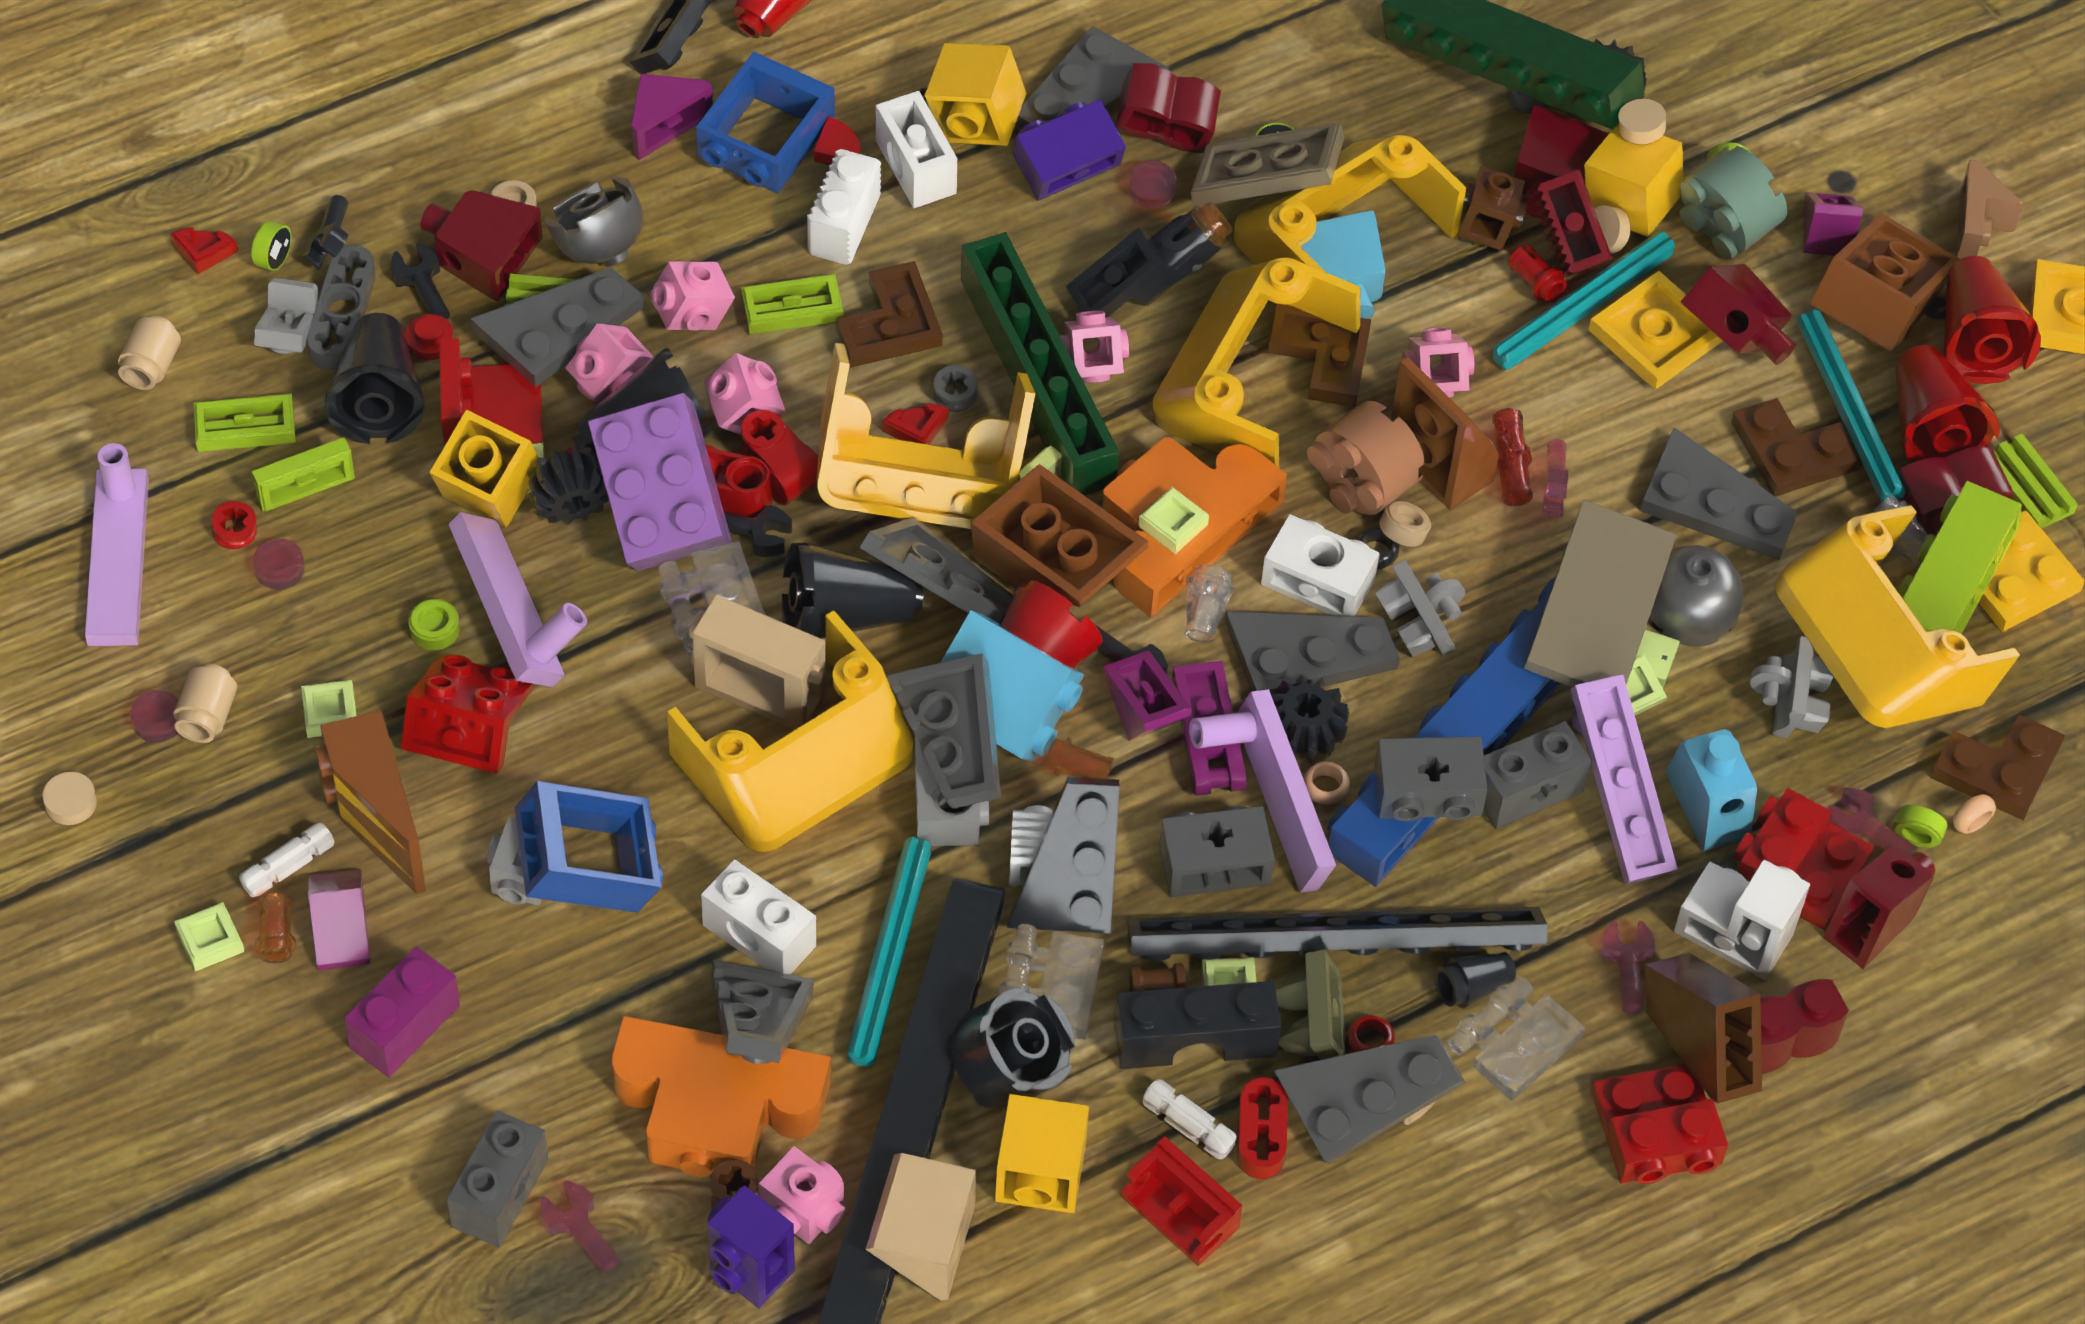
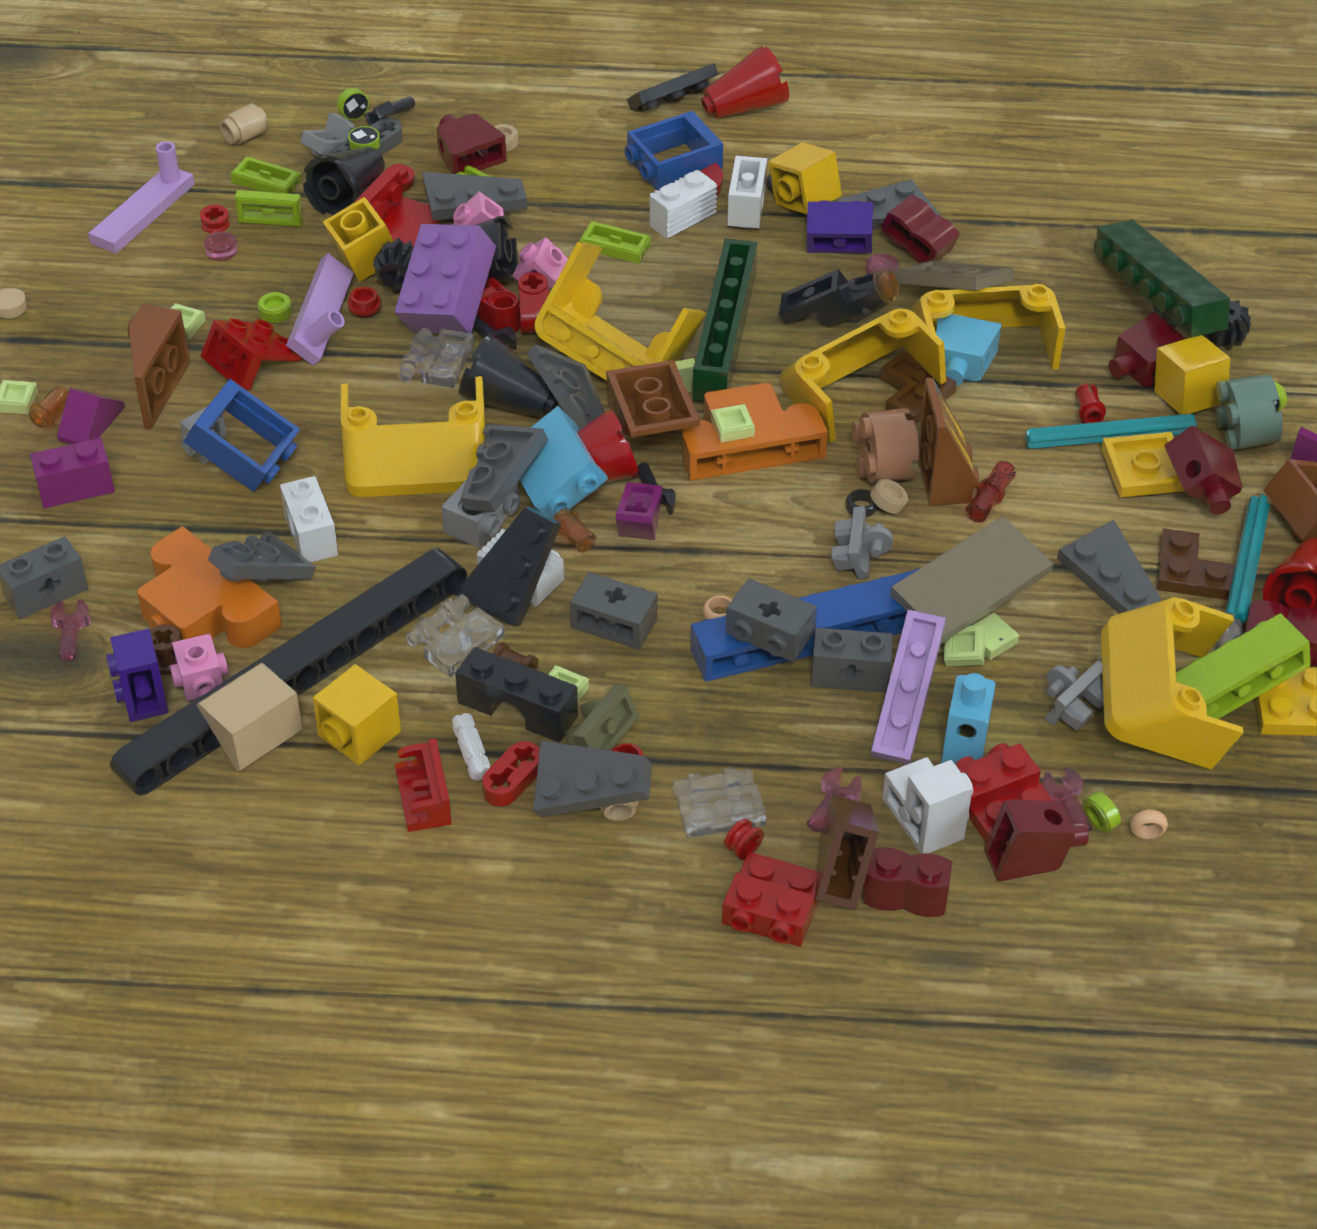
camera: 35 degrees right, 10 degrees down
(154, 716) = (90, 286): clear pink tile -> none
(203, 248) = (320, 95): red tile -> none
(204, 703) = (116, 287): tan brick -> none
(286, 859) = (89, 378): white axle -> none
(346, 302) = (364, 137): none -> tile
(421, 278) = (420, 151): black bar -> none
(549, 559) = (364, 301): none -> red plate
(598, 223) = (532, 158): flat silver cylinder -> none
(666, 110) = (614, 122): magenta slope -> none
(692, 295) = (554, 209): bright pink brick -> none
(758, 662) = (419, 382): tan window -> none
(889, 952) = (374, 572): teal axle -> none
(899, 325) = (664, 275): reddish brown plate -> none
(917, 423) = (635, 327): red tile -> none
(955, 374) = (668, 311): dark grey bush -> none
(1012, 1047) = (403, 640): black brick -> none
(1110, 350) = (757, 320): bright pink brick -> none
(1206, 601) = (727, 480): clear cone -> none
(1207, 694) = (669, 546): magenta plate -> none
(1280, 781) = (693, 554): lavender piece -> none
(1311, 716) = (731, 564): black gear -> none
(1317, 646) = (771, 537): dark grey wing -> none
(1332, 589) = (812, 494): white brick -> none
(1356, 931) = (665, 695): black plate -> none
(1455, 363) = (968, 413): bright pink brick -> none
(1471, 978) = (715, 754): black cone -> none
(1492, 208) = (1083, 355): reddish brown brick -> none
(1556, 479) = (1013, 509): clear pink bar -> none
(1571, 224) = (1125, 379): dark red brick -> none
(1579, 1069) = (743, 838): none -> red bush
(1614, 225) = (1155, 398): tan tile -> none
(1642, 121) = (1211, 336): tan tile -> none
(1697, 596) = (1050, 614): flat silver cylinder -> none
(2006, 775) = (1195, 817): reddish brown plate -> none

